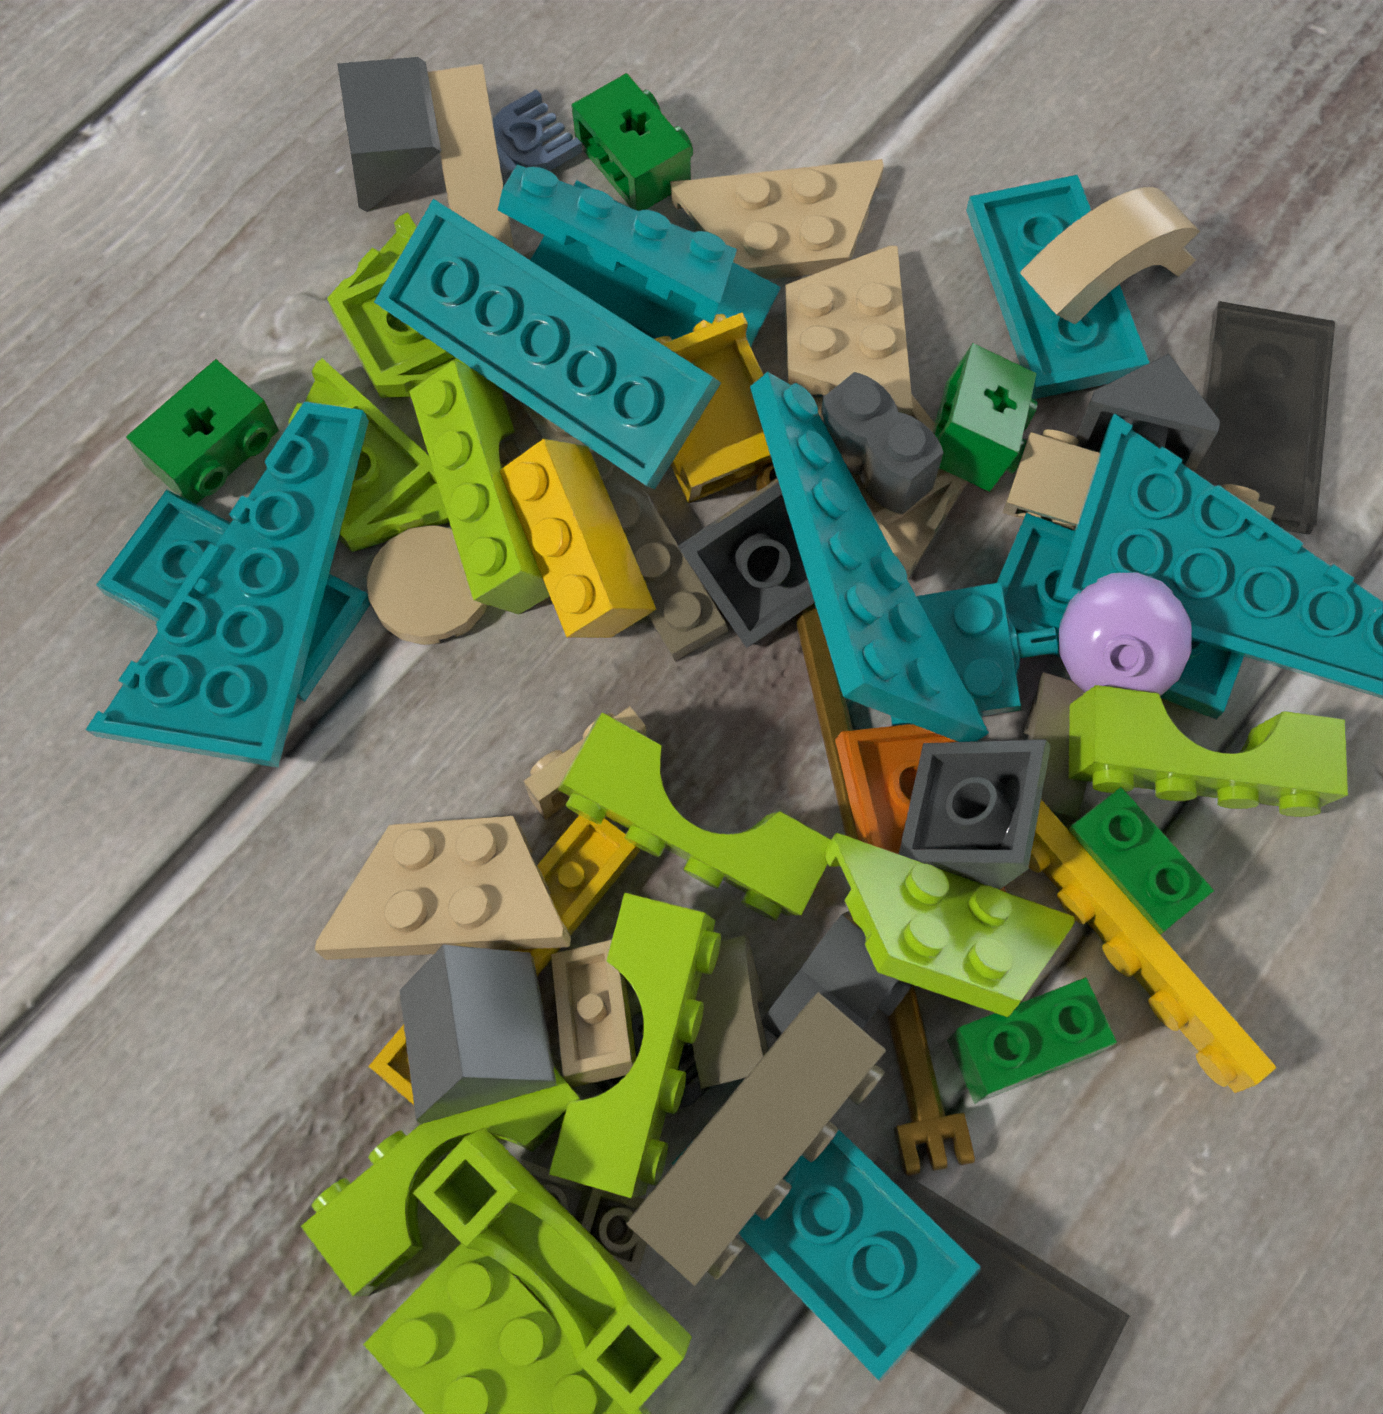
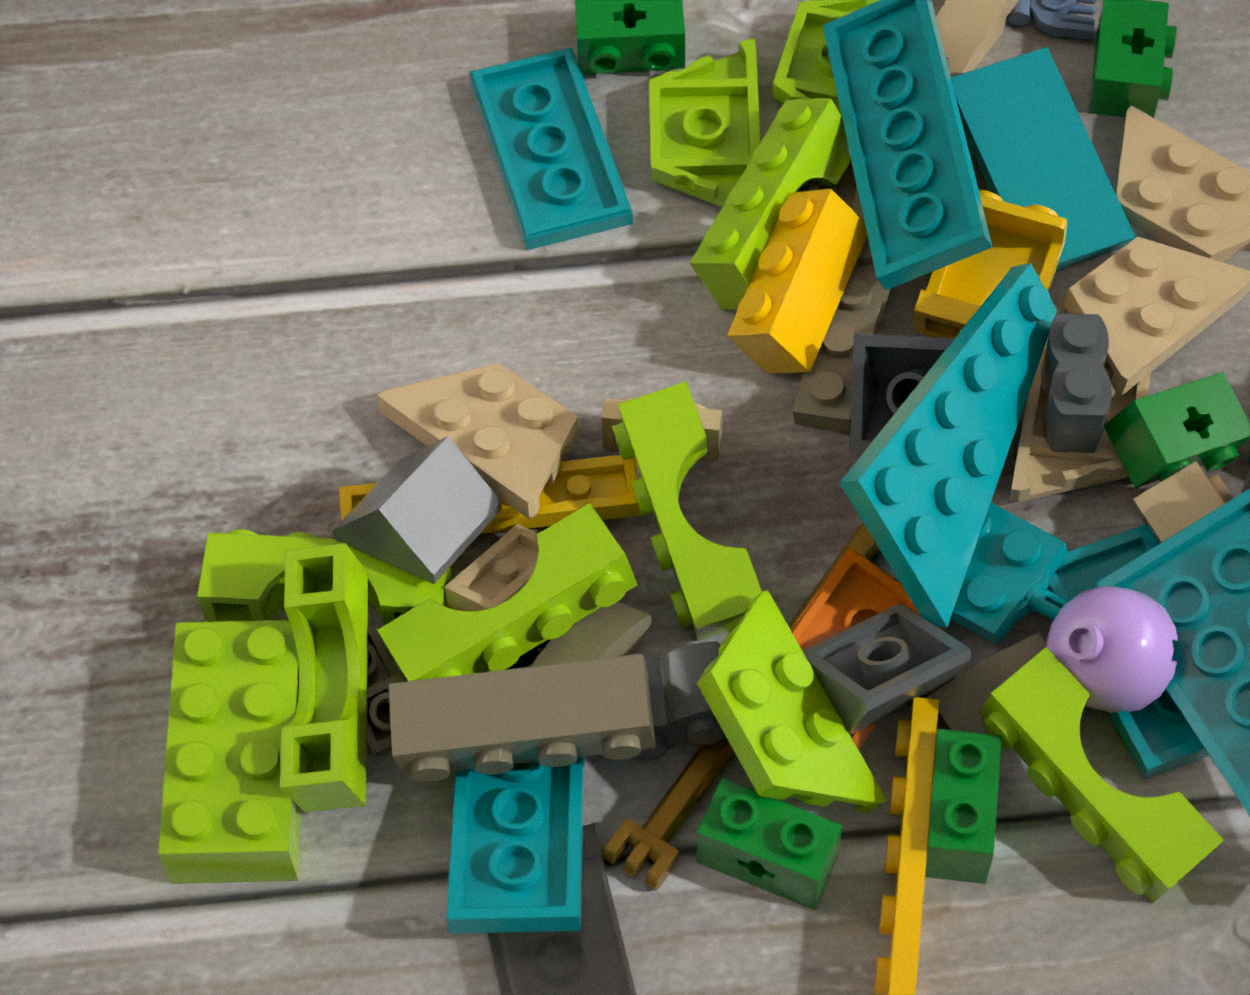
camera: 45 degrees right, 10 degrees down
(244, 618) = (541, 157): teal wing -> none
(422, 587) = (665, 236): tan tile -> none
(620, 236) = (1046, 124): teal wing -> none

